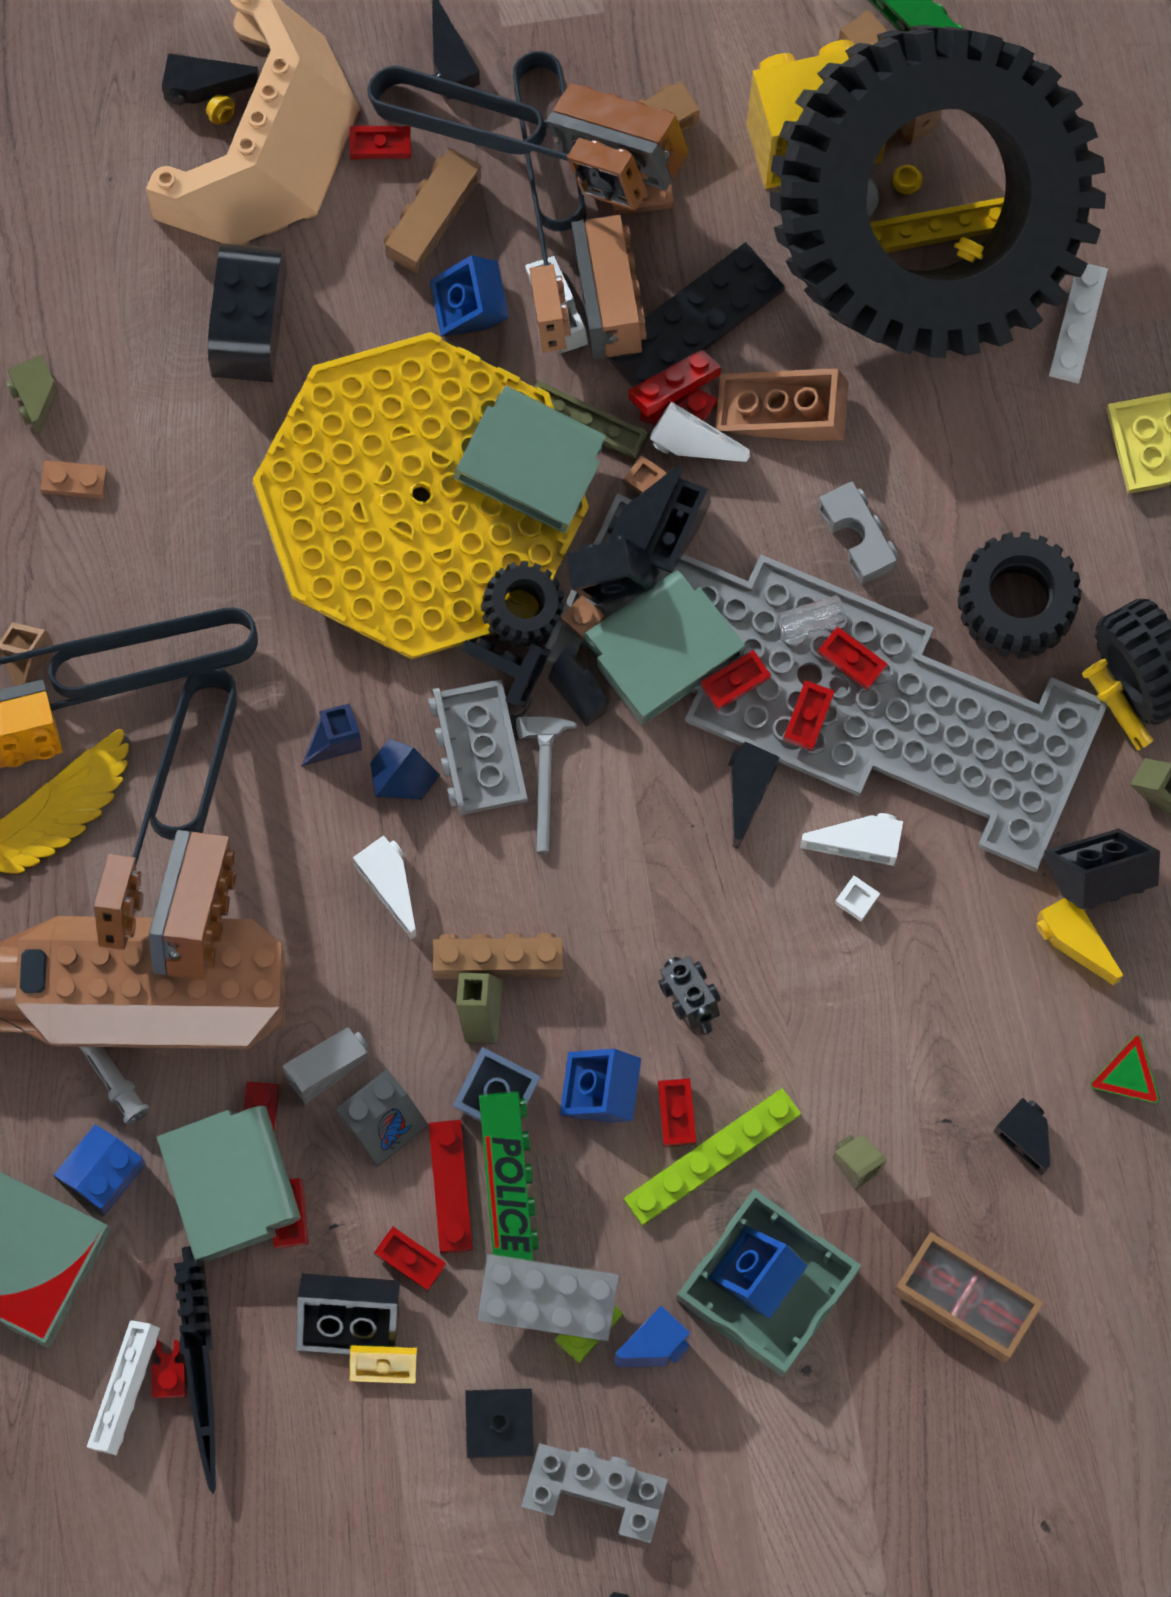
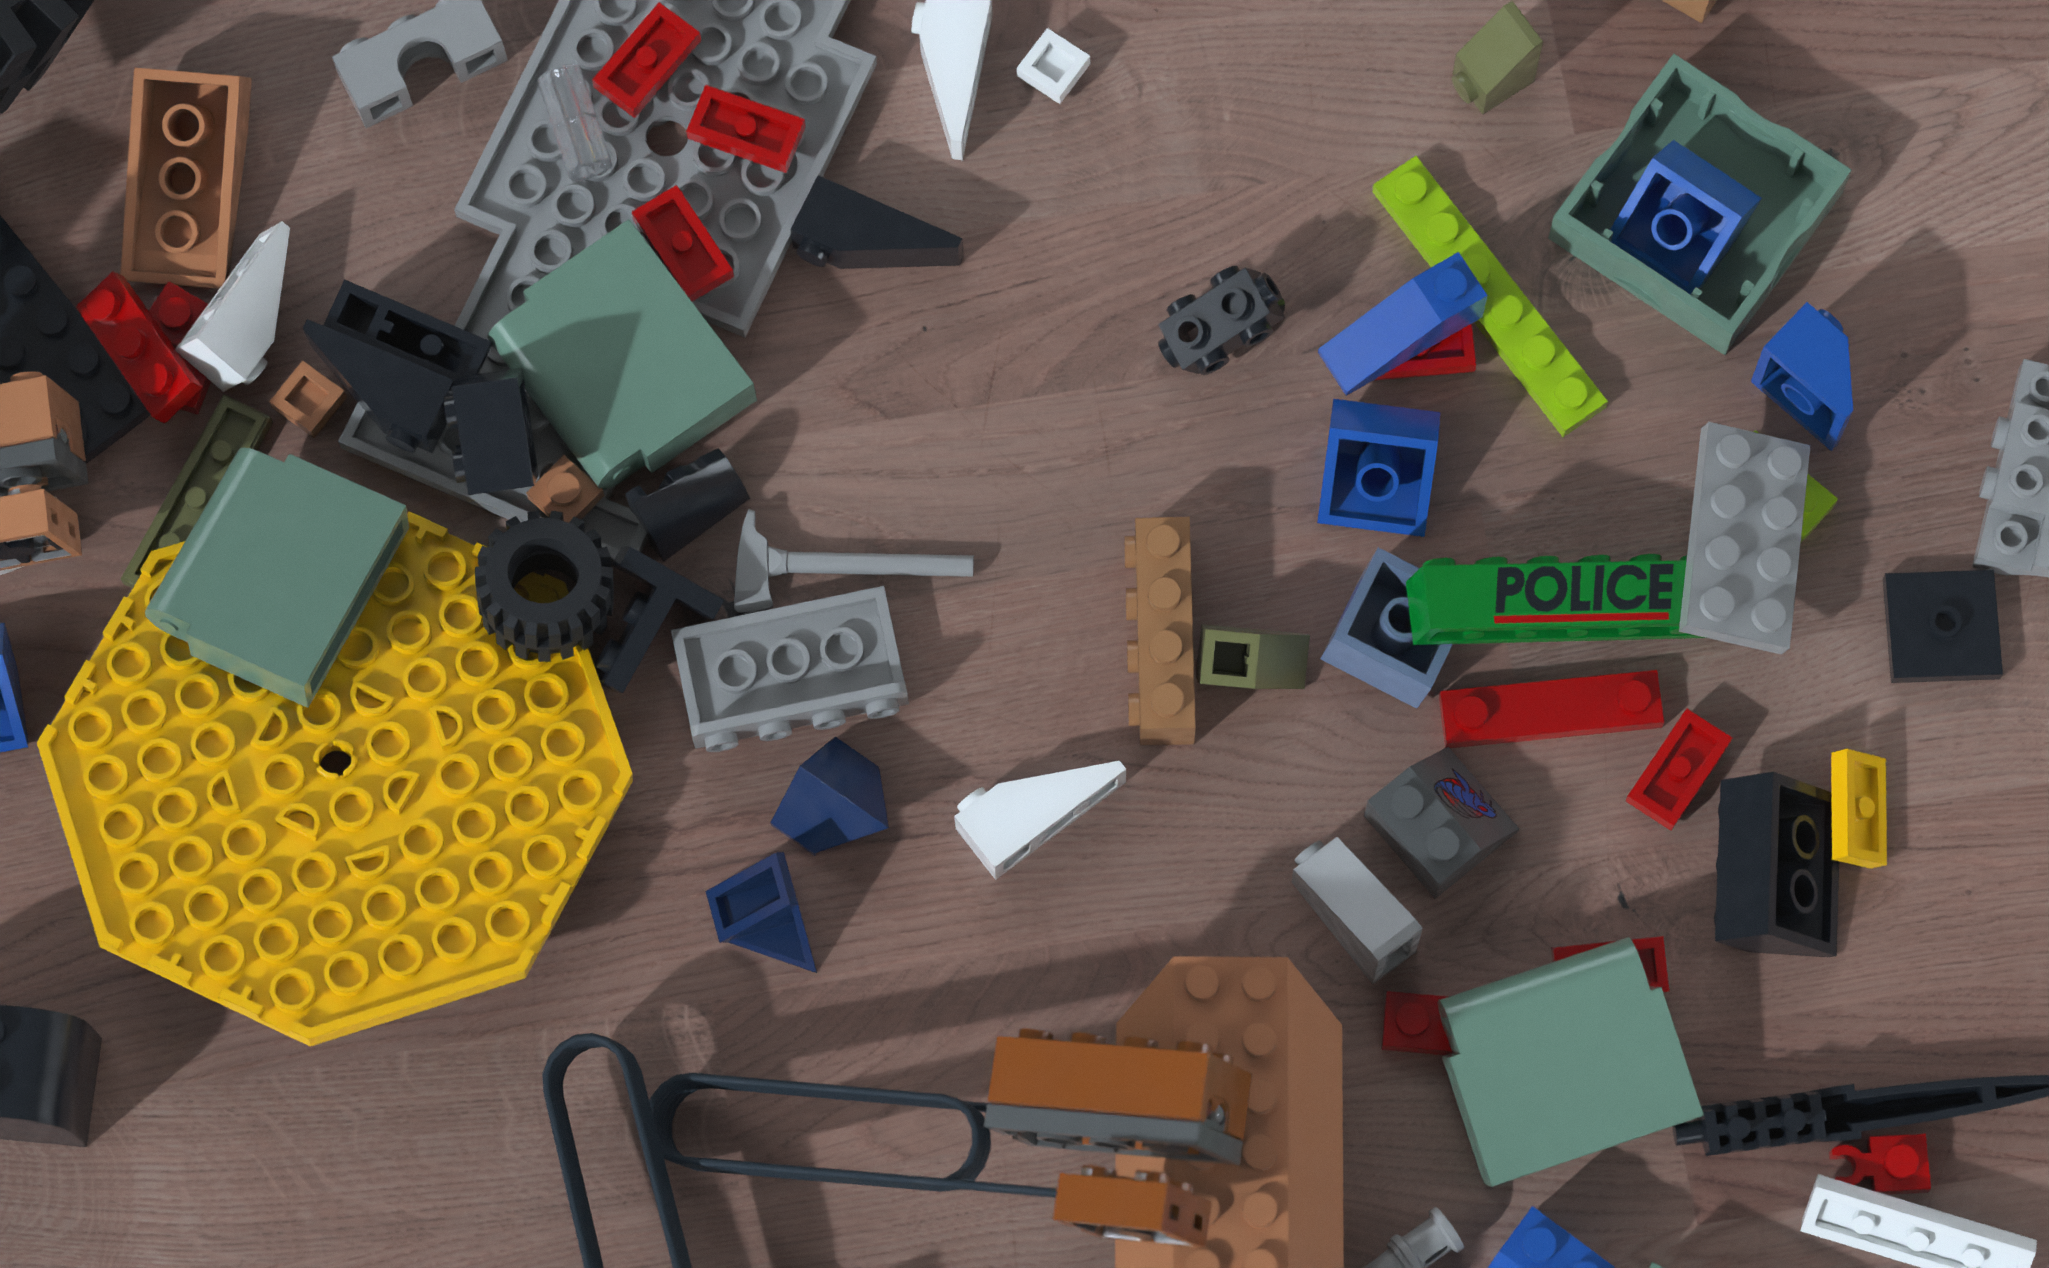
camera: 85 degrees left, 0 degrees up
(685, 1099) = (1405, 324): none -> blue slope

